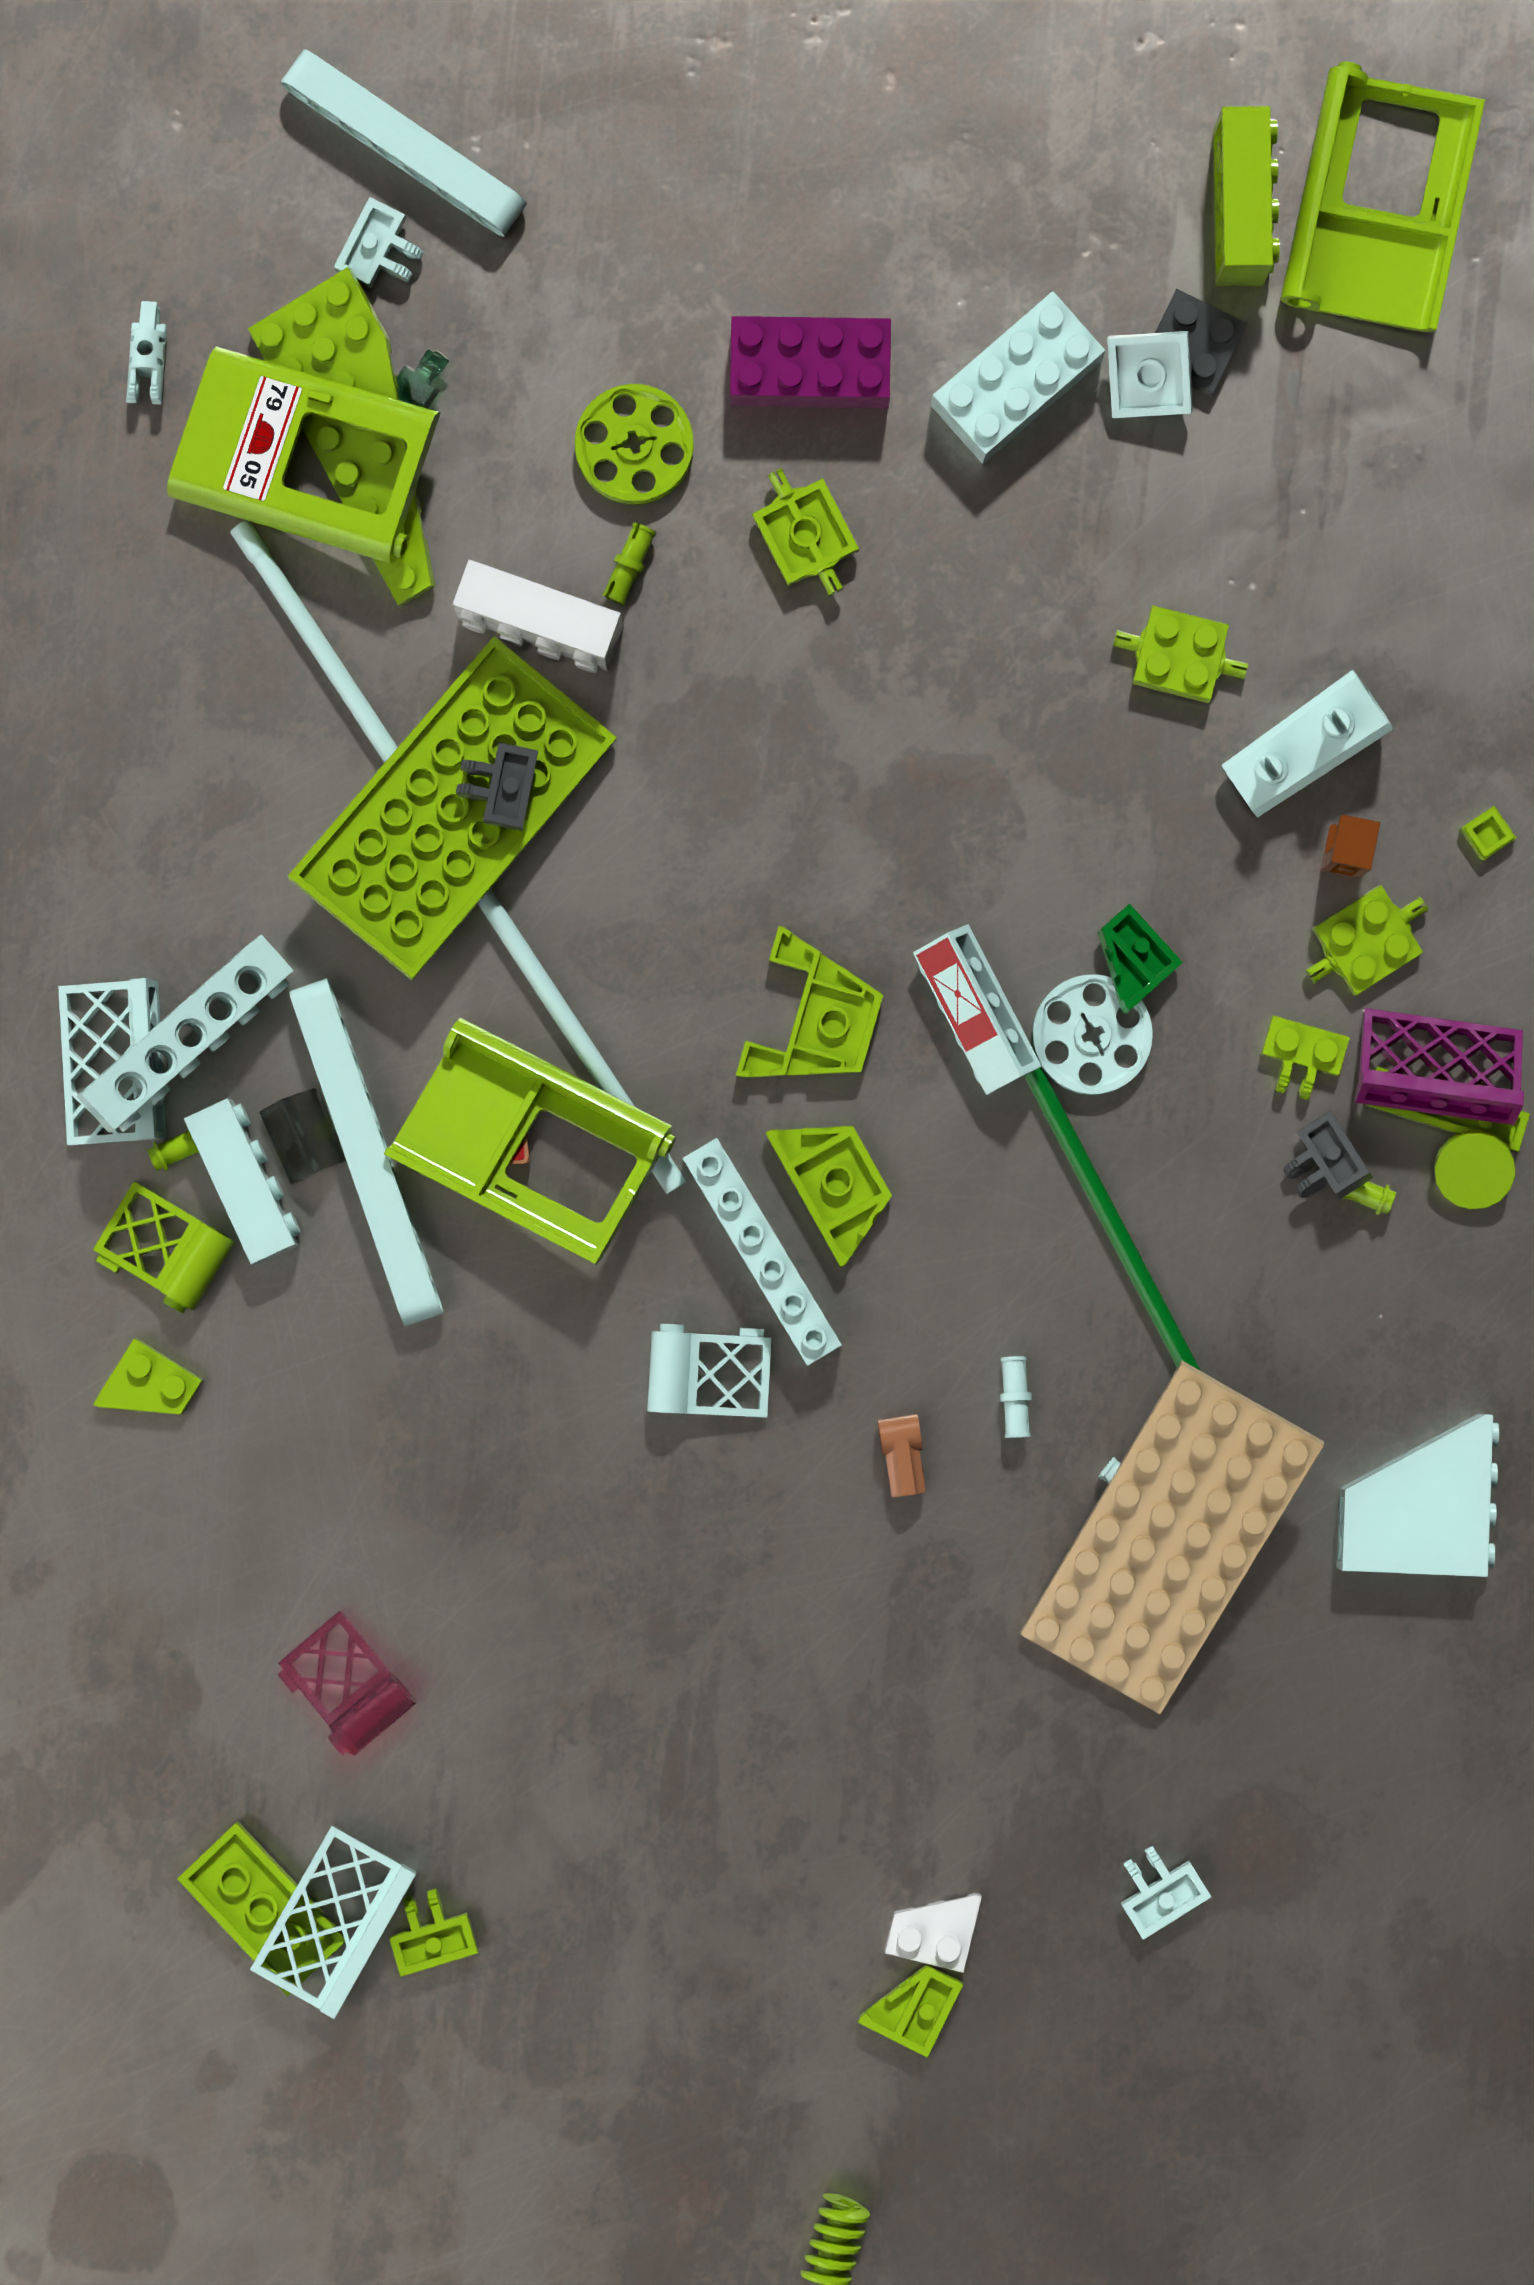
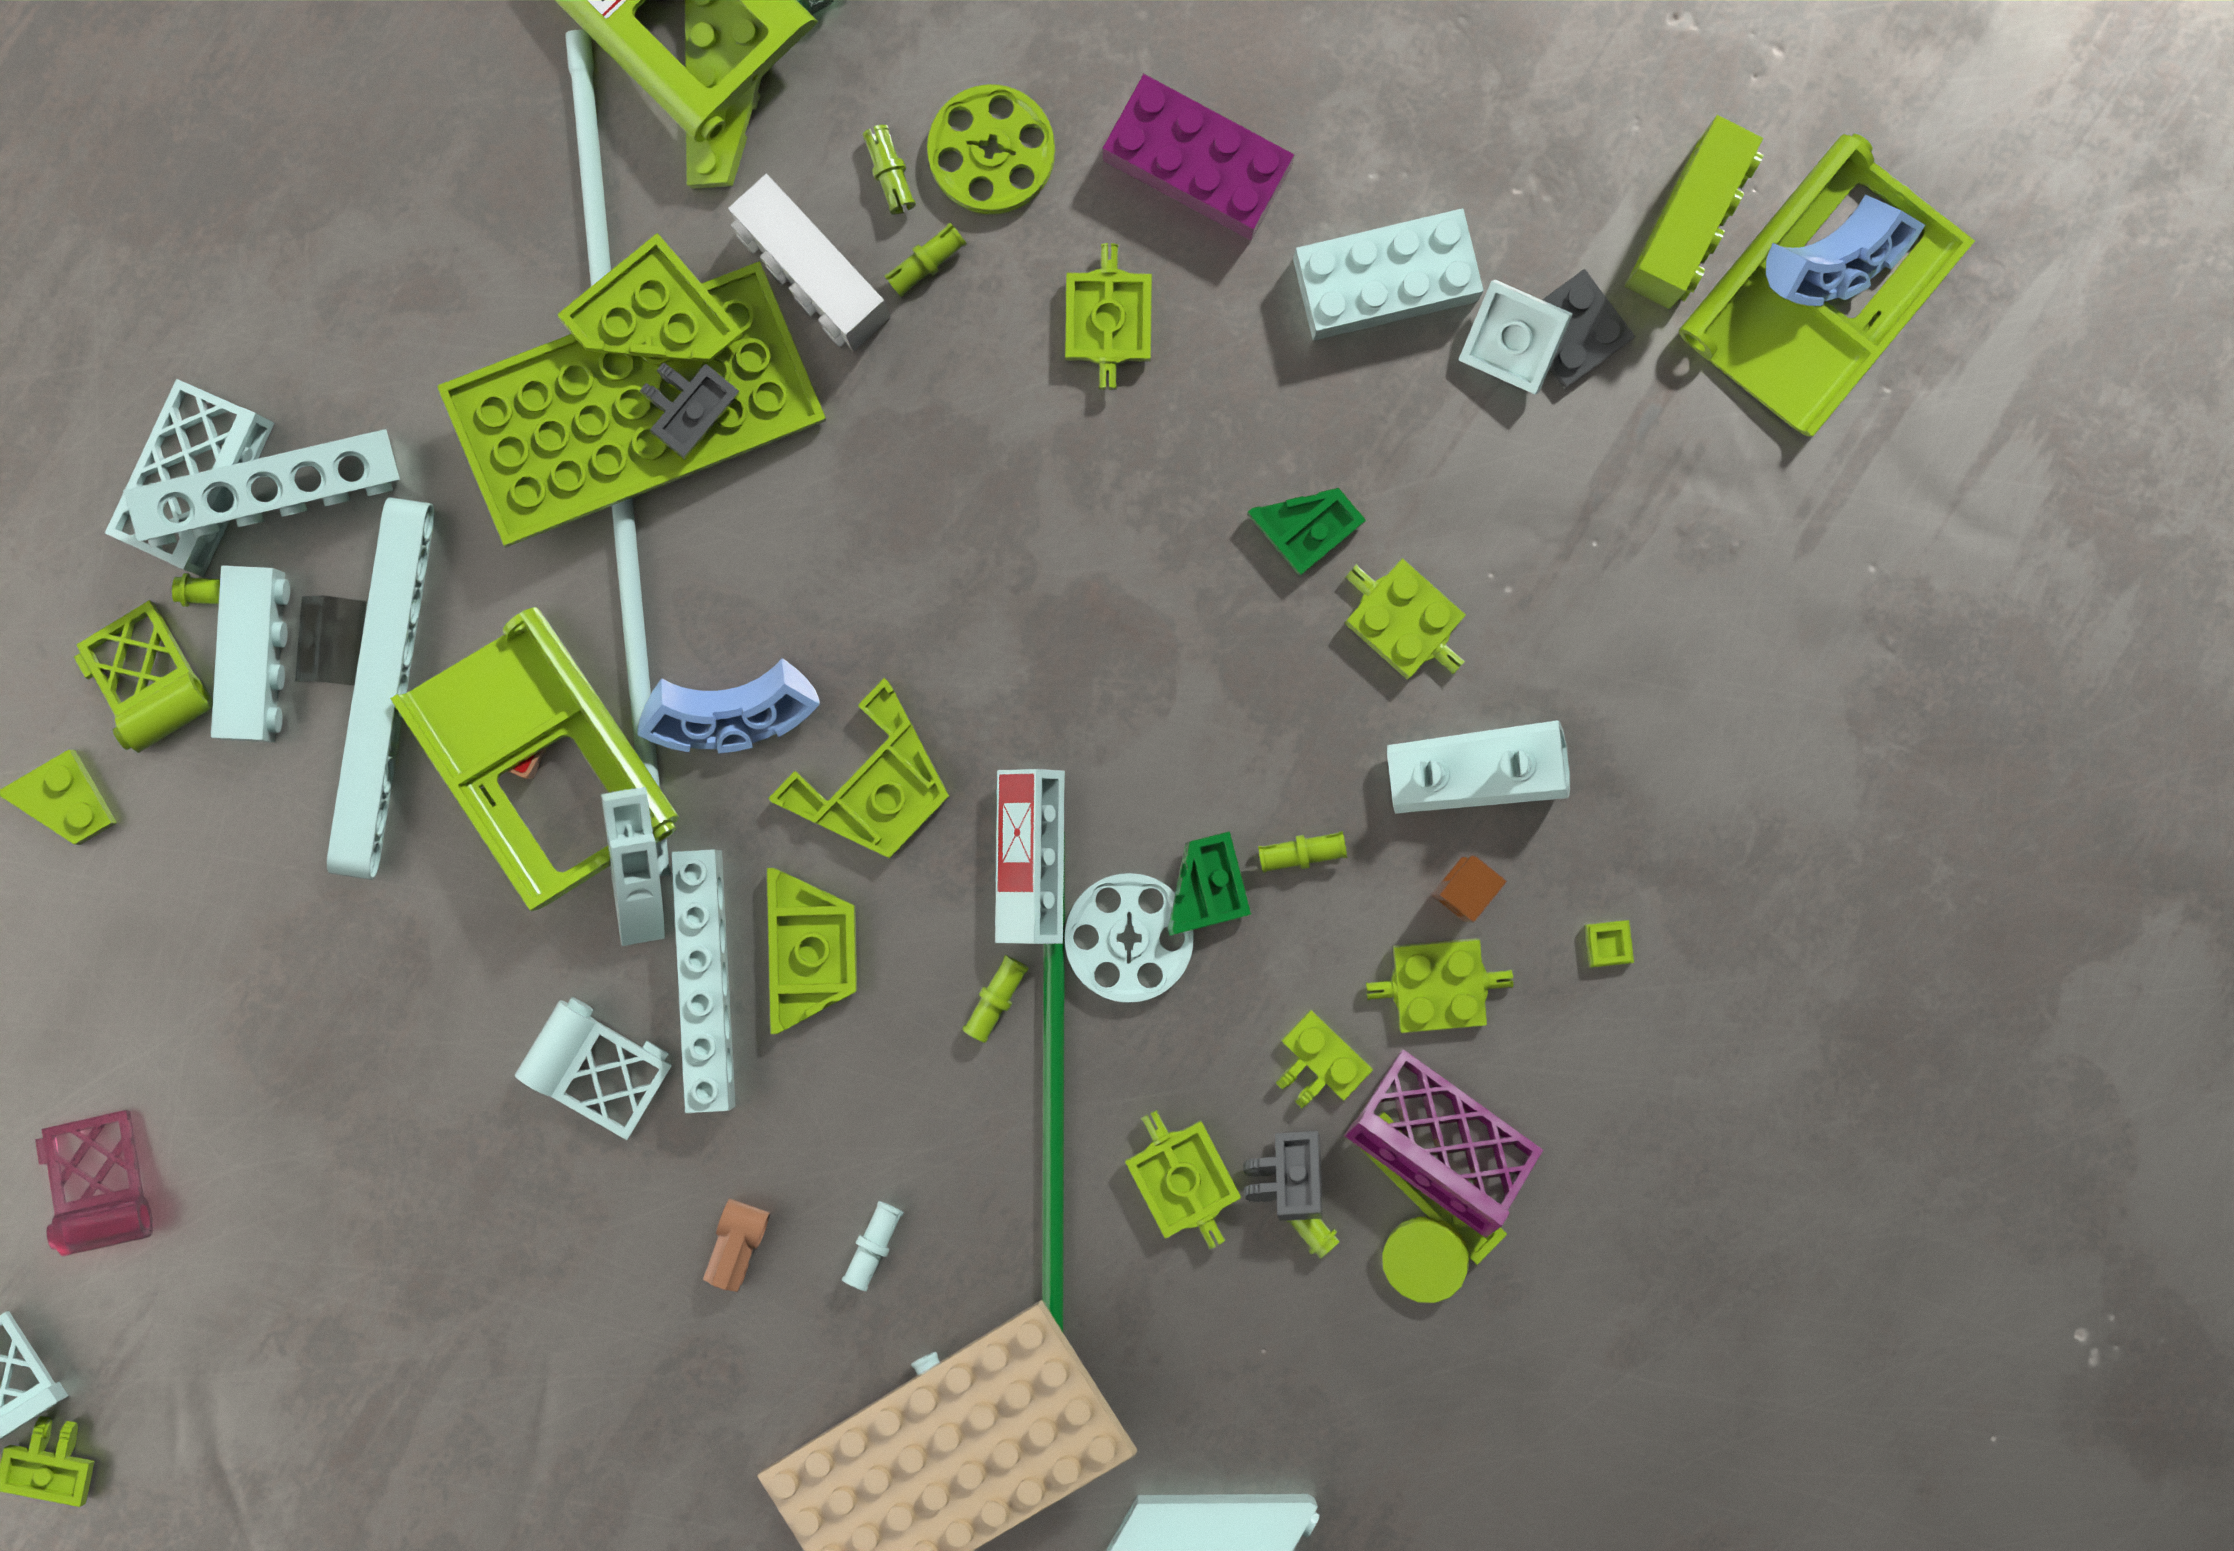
camera: 30 degrees right, 0 degrees up
(430, 721) = (651, 310): none -> lime plate
(559, 504) = (889, 169): none -> lime pin
(660, 1185) = (634, 866): none -> light aqua slope
(669, 1024) = (728, 717): none -> light blue brick
(1009, 1142) = (995, 999): none -> lime pin
(1061, 619) = (1307, 526): none -> green wing
(1197, 889) = (1302, 852): none -> lime pin
(1241, 1208) = (1183, 1179): none -> lime plate
(1386, 170) = (1846, 259): none -> light blue brick

